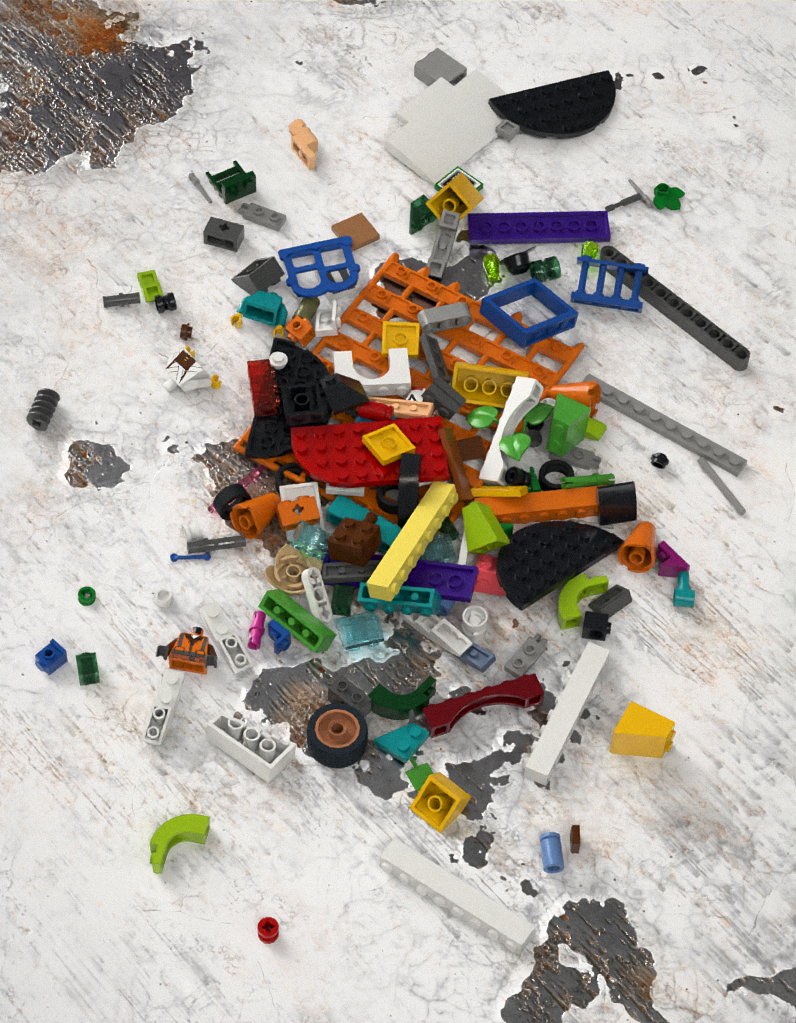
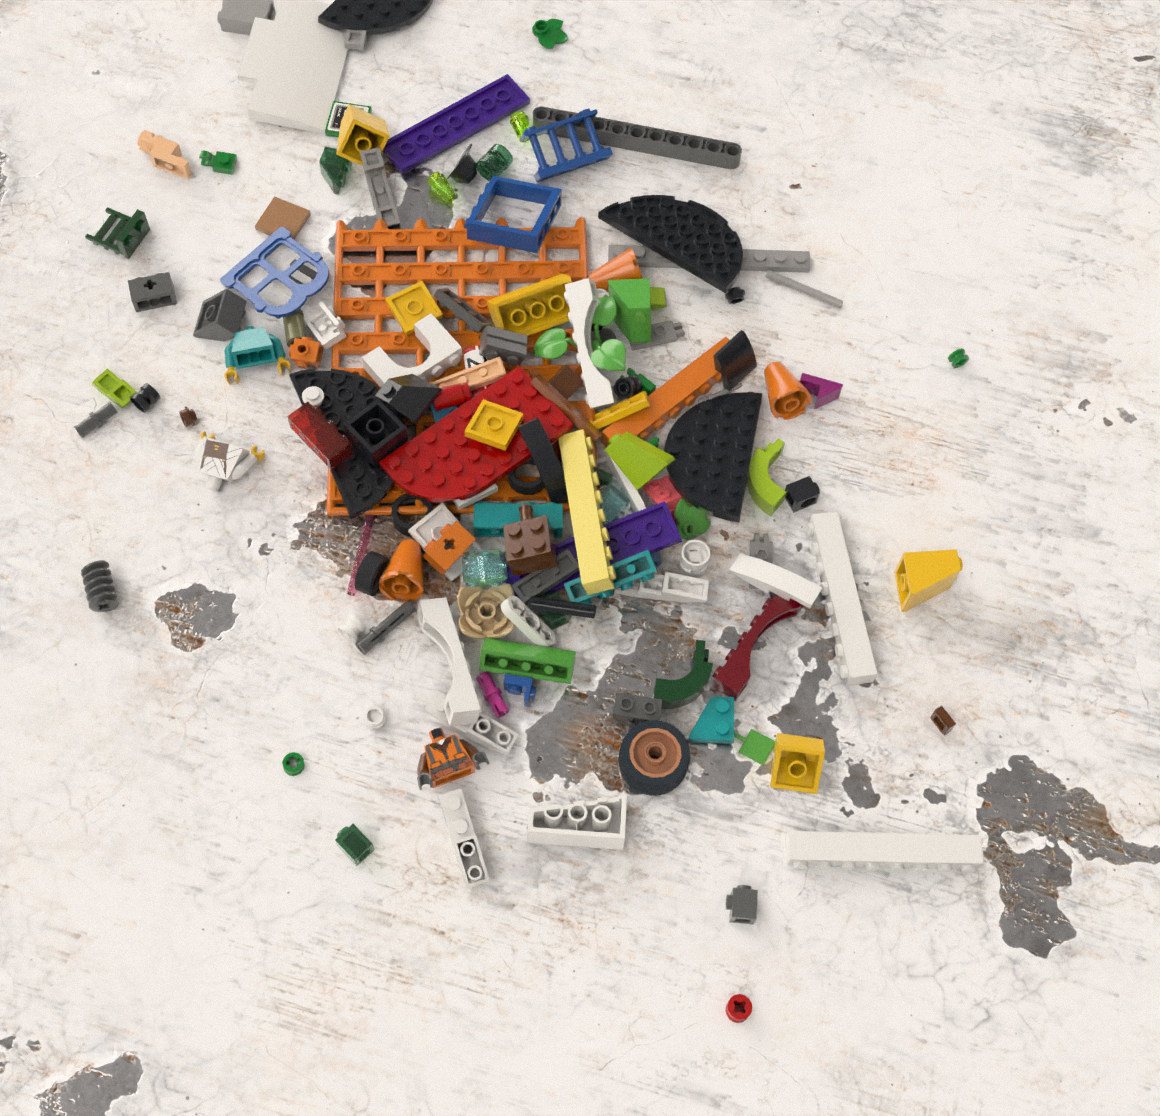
camera: 35 degrees left, 10 degrees up
(51, 657) = (311, 865): blue brick -> none
(174, 557) = (351, 666): blue hinge -> none
(175, 831) = (580, 953): lime arch -> none
(196, 182) = (82, 251): light grey piece -> none
(228, 610) = (437, 623): none -> white arch
(262, 216) = (176, 252): light grey hinge -> none
(324, 867) = (742, 905): none -> dark grey brick
(342, 169) = (220, 163): none -> green plate
(347, 597) = (562, 607): none -> black axle
(359, 630) = (592, 635): clear light blue slope -> none
(444, 317) = (440, 262): light grey beam -> none
(478, 657) = (723, 592): sand blue plate -> none
(498, 597) = (690, 516): none -> bright green plate
(521, 669) = (775, 579): none -> white slope
(551, 852) = (932, 747): medium blue piece -> none
(554, 466) = (661, 353): black tyre -> none
(587, 481) = (694, 349): bright green pin -> none
(611, 601) = (793, 460): dark grey slope -> none
(623, 202) = (513, 58): dark grey piece -> none
(644, 198) = (529, 44): light grey piece -> none
(651, 393) = (682, 233): none -> black plate
(683, 594) = (853, 416): teal pin -> none

